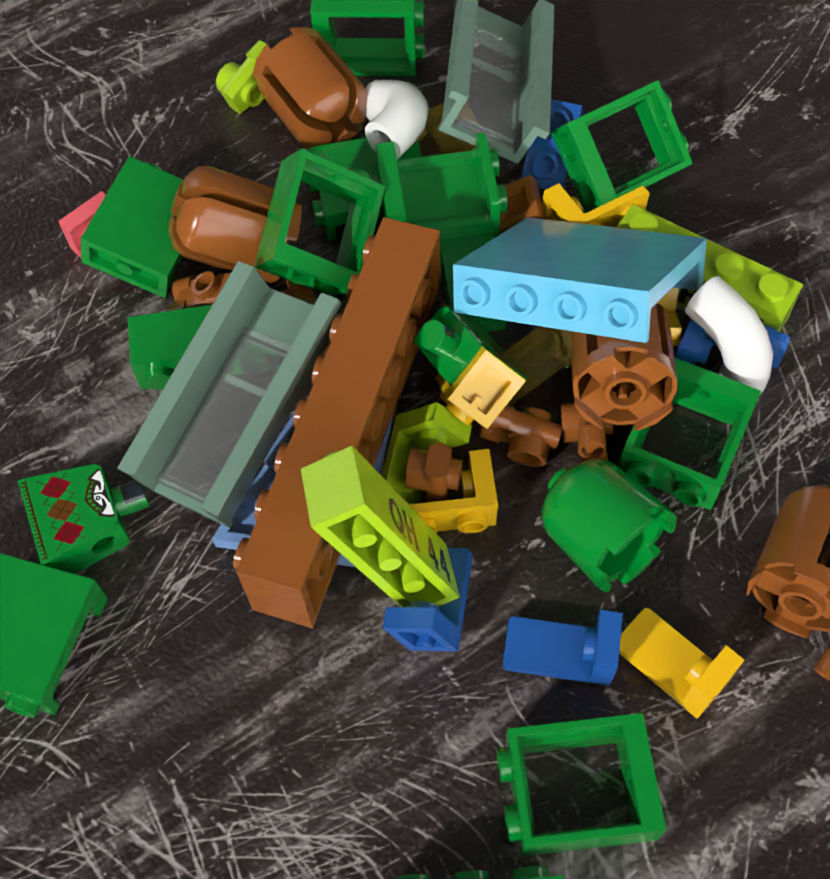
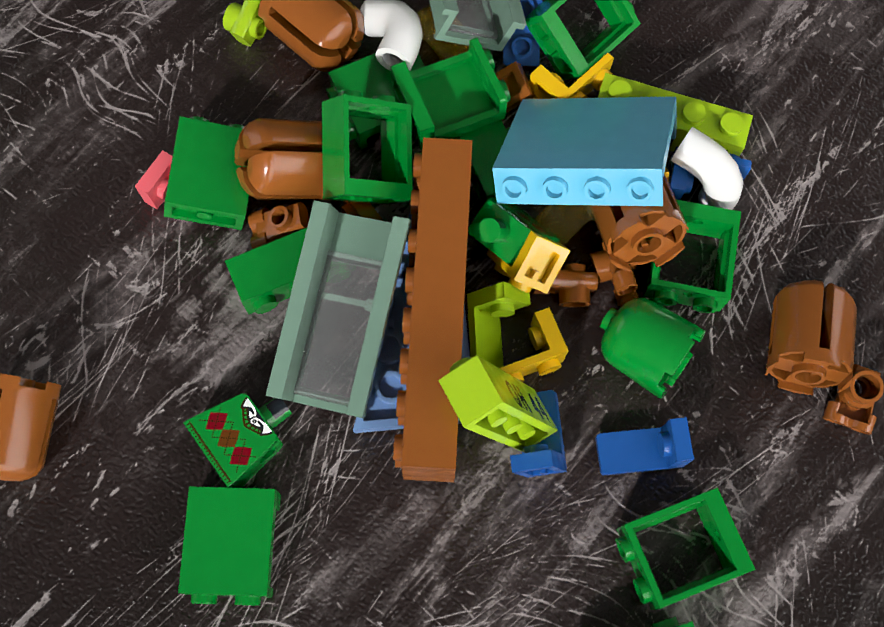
camera: 20 degrees left, 10 degrees up
(433, 472) = (512, 338): dark orange plate -> none
(676, 663) = (730, 441): yellow bracket -> none

